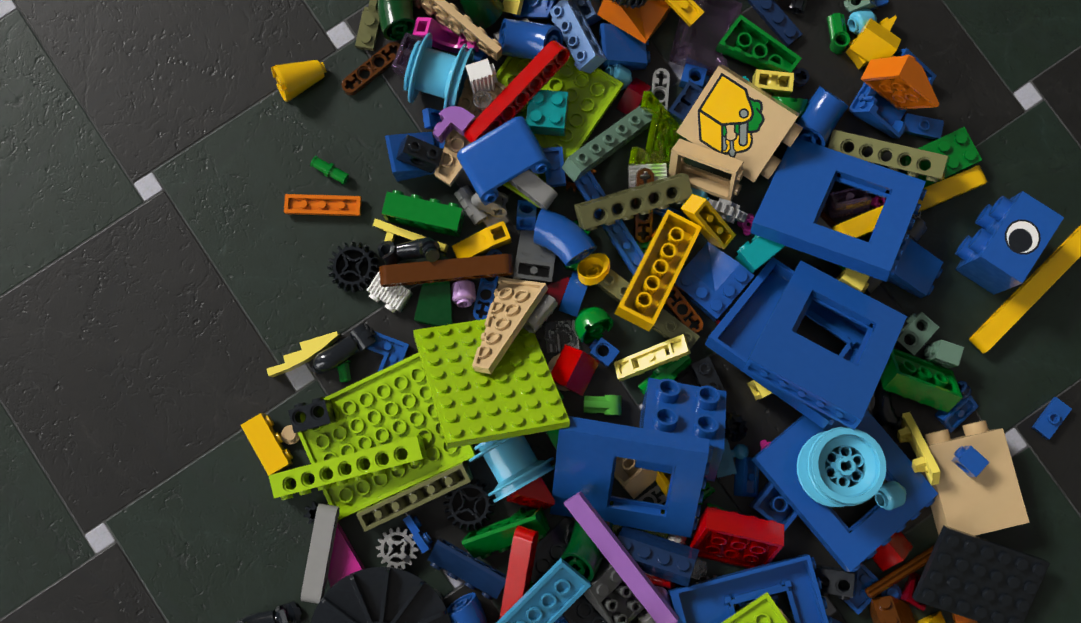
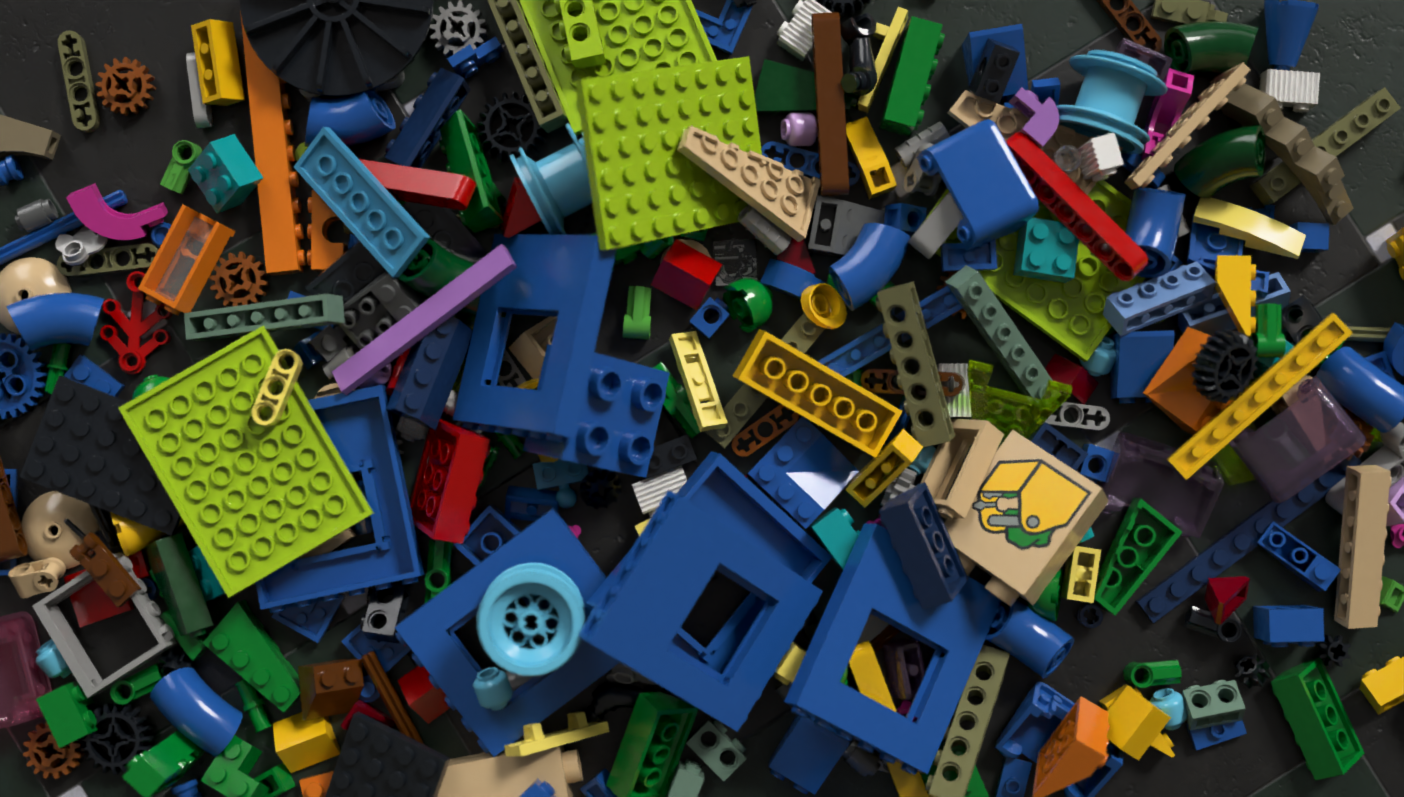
camera: 85 degrees right, 5 degrees up
(733, 382) = (653, 489): none -> white brick
(766, 188) = (924, 546): none -> dark blue slope
(795, 543) = (438, 561): none -> green piece

